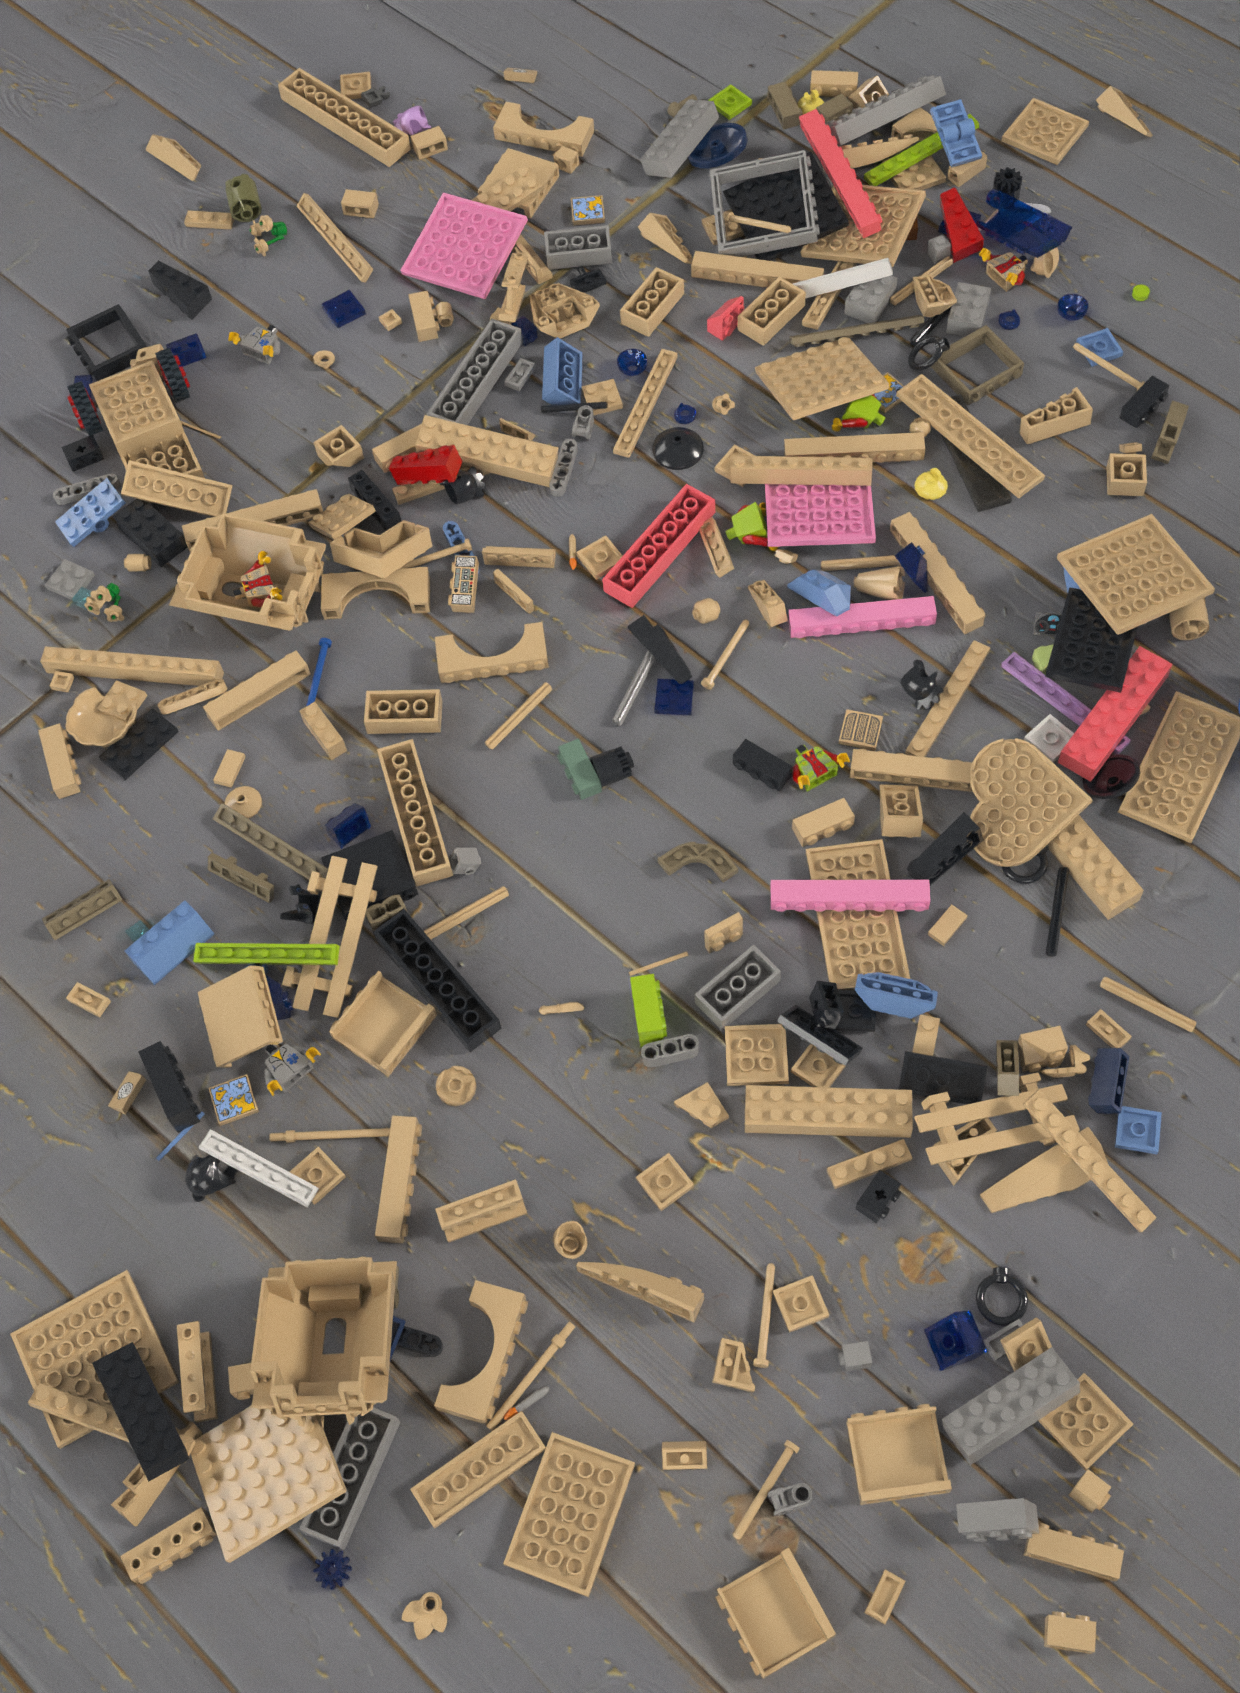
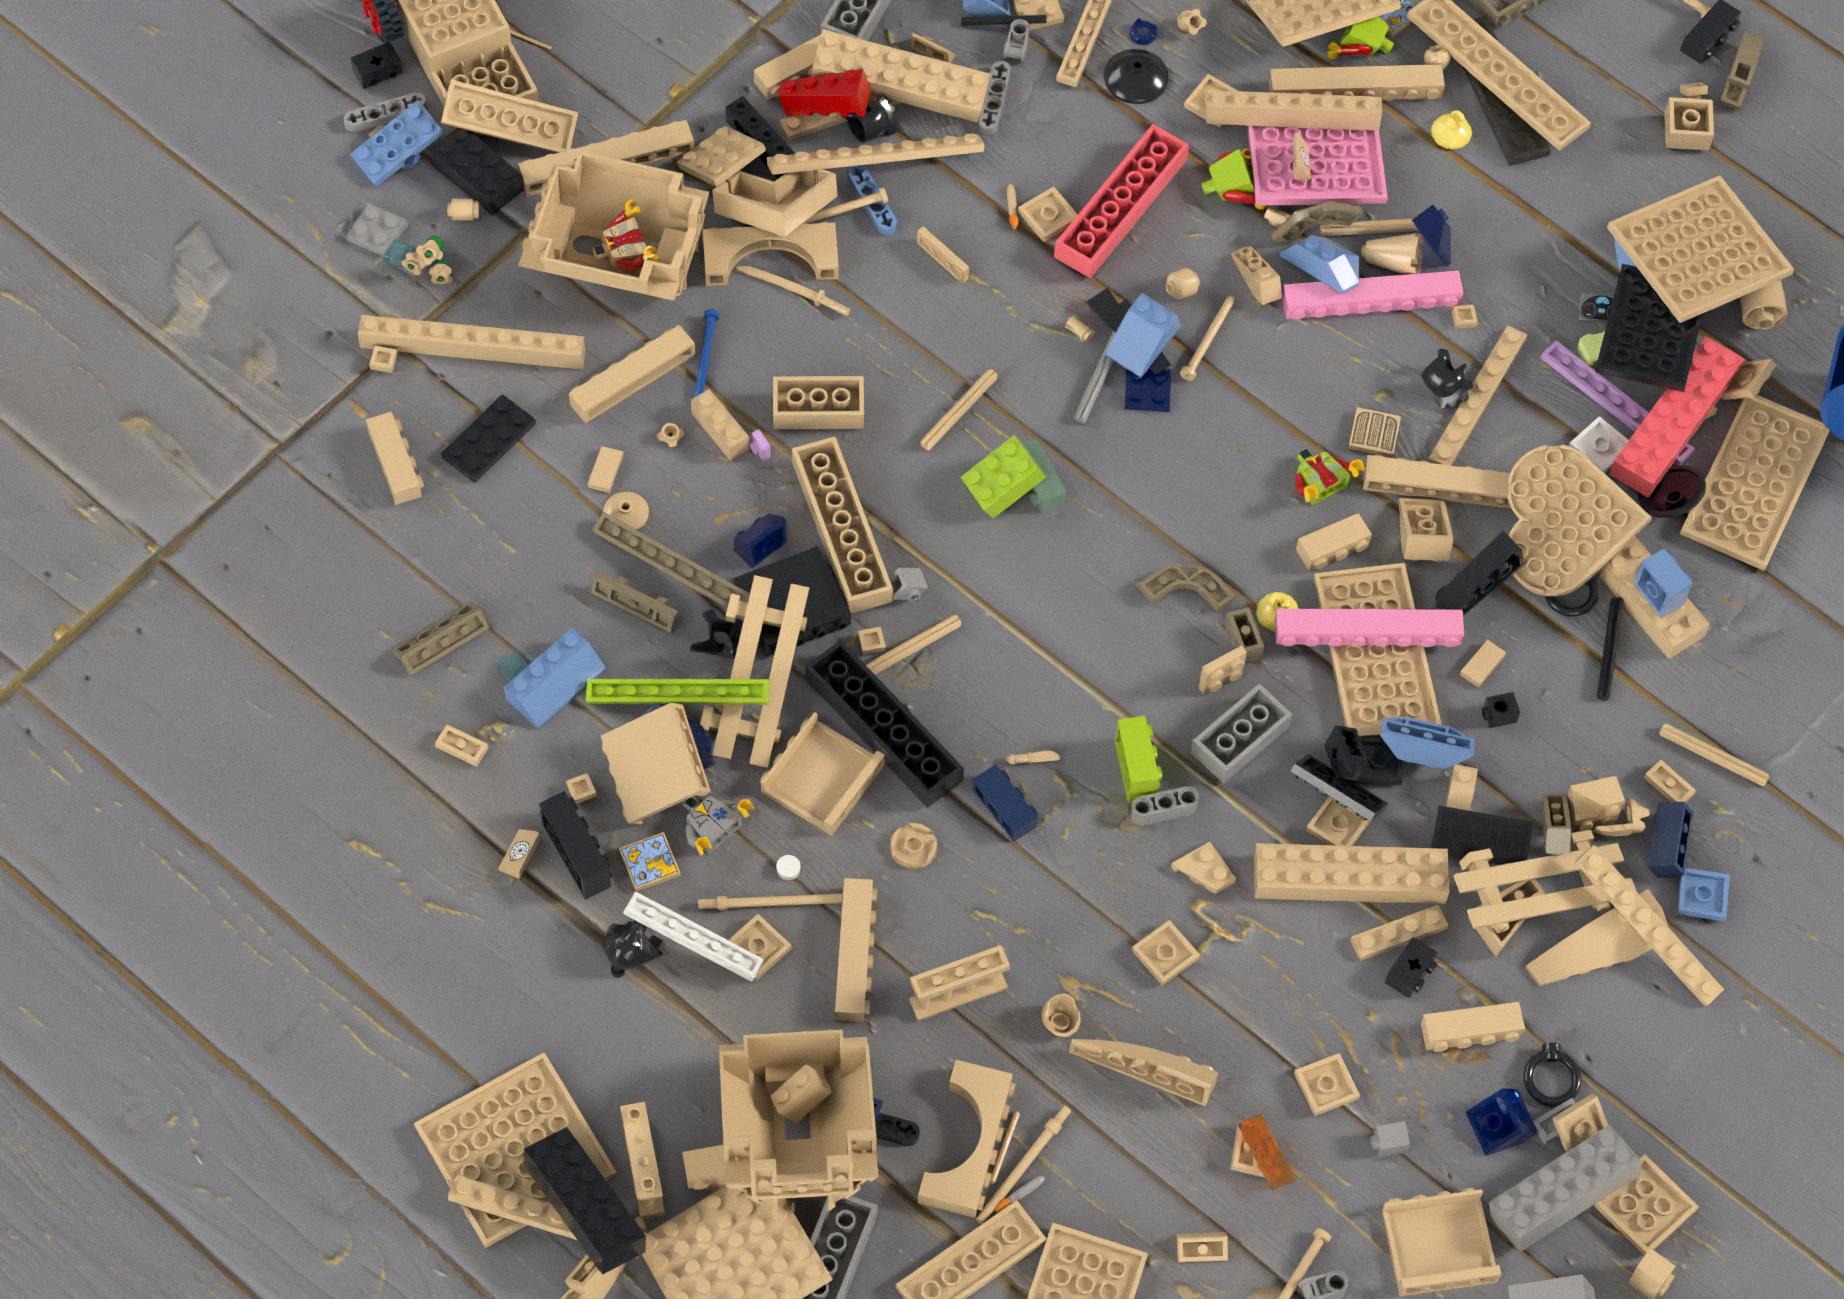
camera: 10 degrees left, 0 degrees up
(104, 719) = (444, 405): tan animal -> none
(166, 1150) = (583, 909): medium blue piece -> none
(182, 1036) = (581, 788): none -> tan plate
(192, 696) = (552, 380): tan beam -> none
(283, 734) = (667, 429): none -> tan plate
(335, 1313) = (801, 1093): none -> tan brick
(338, 448) = (709, 67): tan slope -> none
(349, 1105) = (788, 867): none -> white tile
(354, 747) = (760, 445): none -> lavender plate
(382, 912) = (814, 644): dark tan brick -> none
(412, 627) = (819, 298): none -> tan sword
(433, 909) = (871, 641): none -> tan plate
(458, 512) = (875, 154): none -> tan plate
(464, 584) = (881, 245): brick -> none
(515, 1359) = (1004, 1147): none -> tan axle
(519, 556) = (946, 211): tan fence -> none
(525, 656) = (881, 346): tan arch -> none
(535, 1048) = (1005, 802): none -> dark blue brick
(548, 770) = (1003, 476): none -> lime brick
(612, 765) = (1079, 471): black gear -> none
(624, 651) = (1080, 329): none -> tan pin
(653, 965) = (1144, 706): tan piece -> none
(669, 652) = (1142, 335): none -> medium blue slope
(716, 547) = (1191, 205): tan plate -> none
(744, 901) = (1243, 631): none -> dark tan brick
(744, 1367) = (1266, 1152): none -> clear orange plate
(756, 1055) = (1265, 810): tan plate -> none
(761, 1361) = (1284, 1144): tan bar -> none
(762, 765) = (1258, 473): black brick -> none
(767, 874) = (1269, 604): none -> light yellow hair
(805, 508) = (1301, 158): none -> tan slope
(825, 550) = (1323, 213): none -> dark tan plate
(931, 1251) = (1472, 1026): none -> tan brick
(938, 633) = (1464, 316): none -> tan tile
(940, 576) = (1466, 246): tan brick -> none
(964, 958) = (1505, 702): none -> black brick
(1057, 417) = (1605, 49): tan wedge -> none
(1102, 855) = (1663, 582): none -> medium blue brick
(1177, 681) = (1749, 379): none -> tan plate

